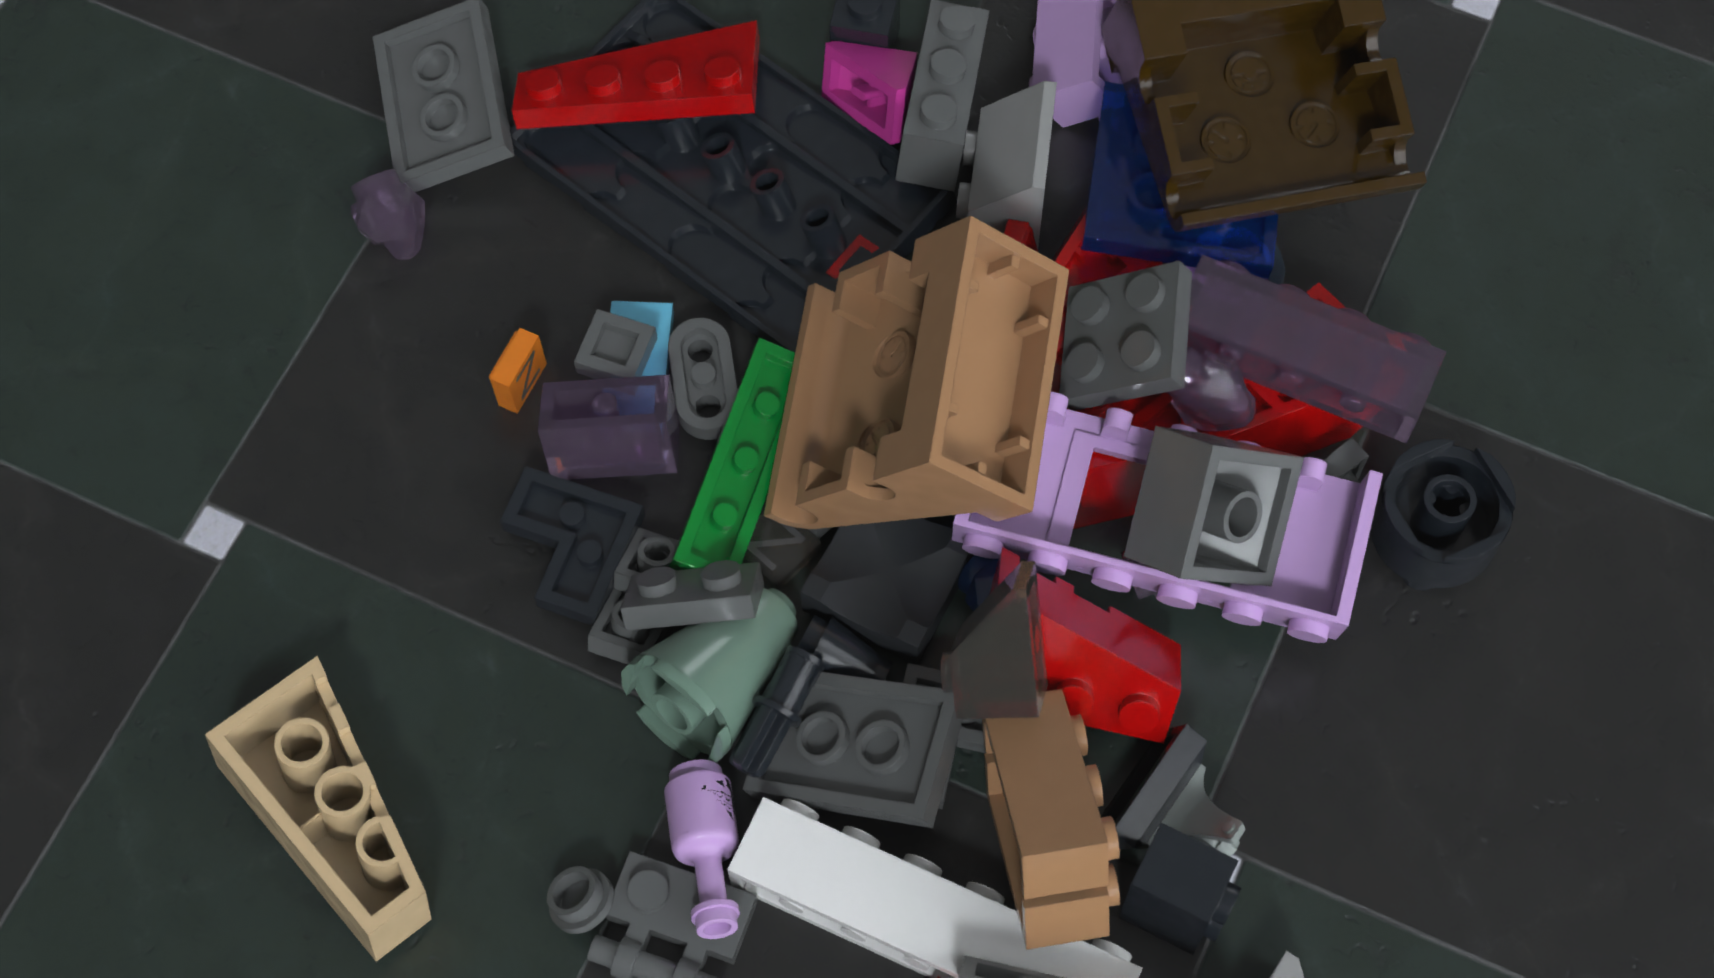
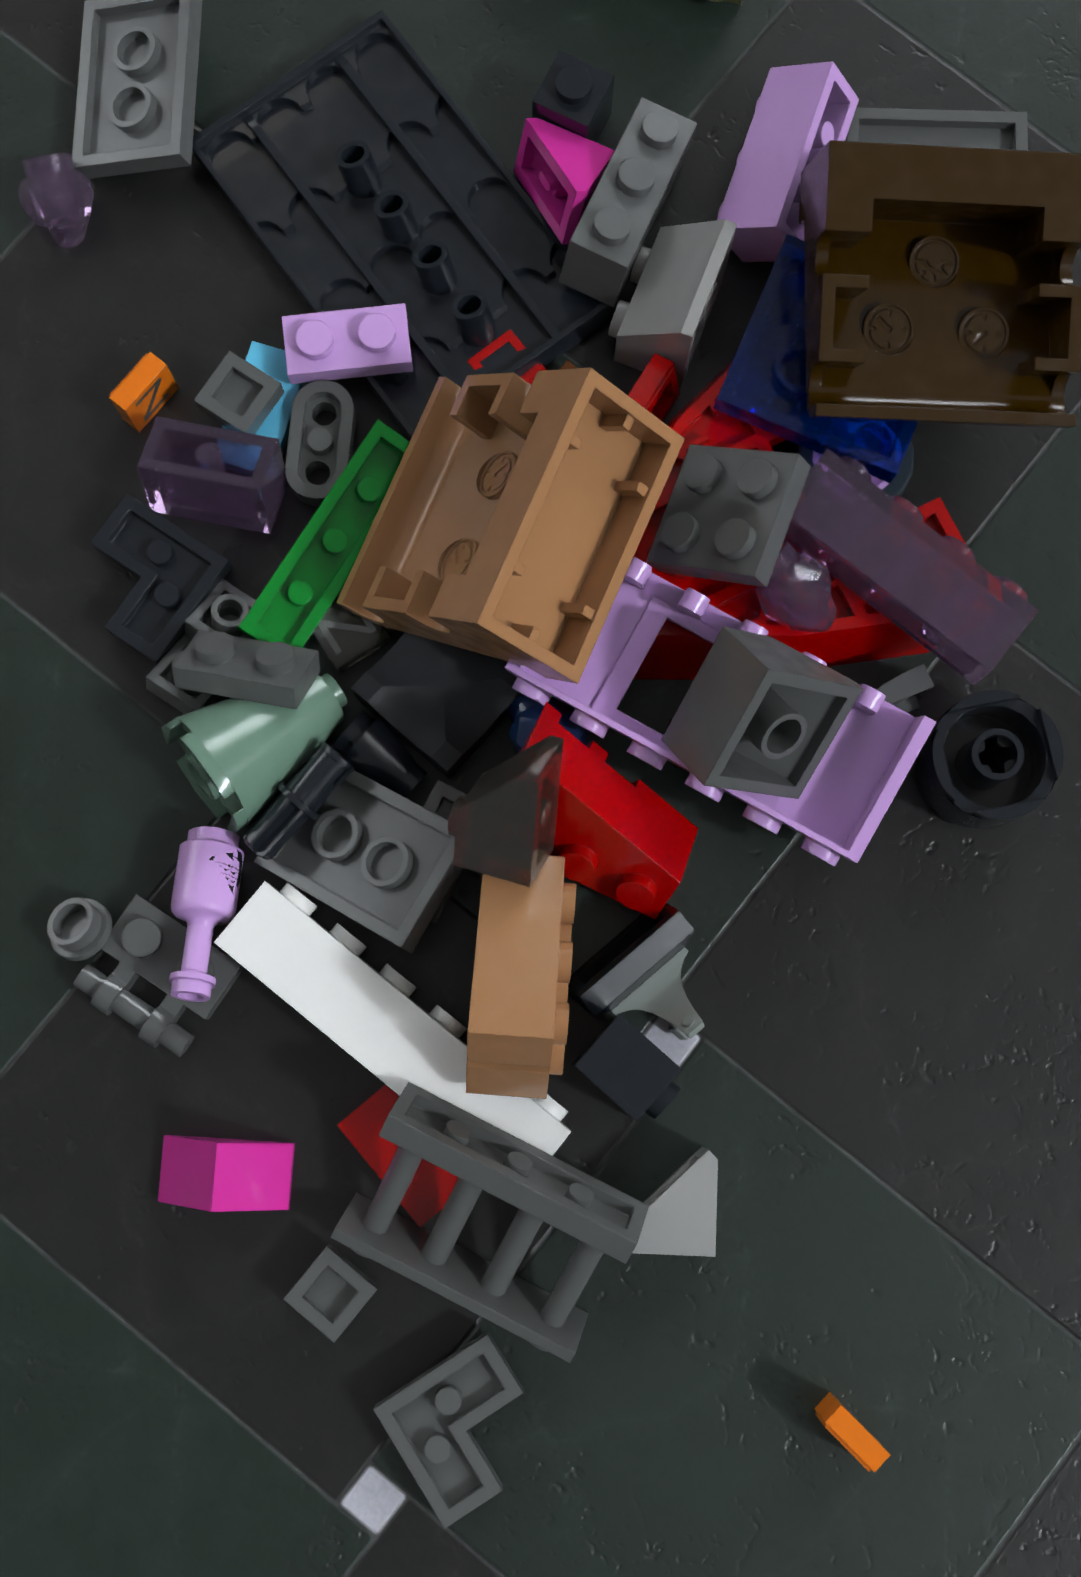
camera: 10 degrees right, 15 degrees up
(655, 81) = (350, 120): red wing -> none
(708, 280) = (347, 343): none -> lavender plate

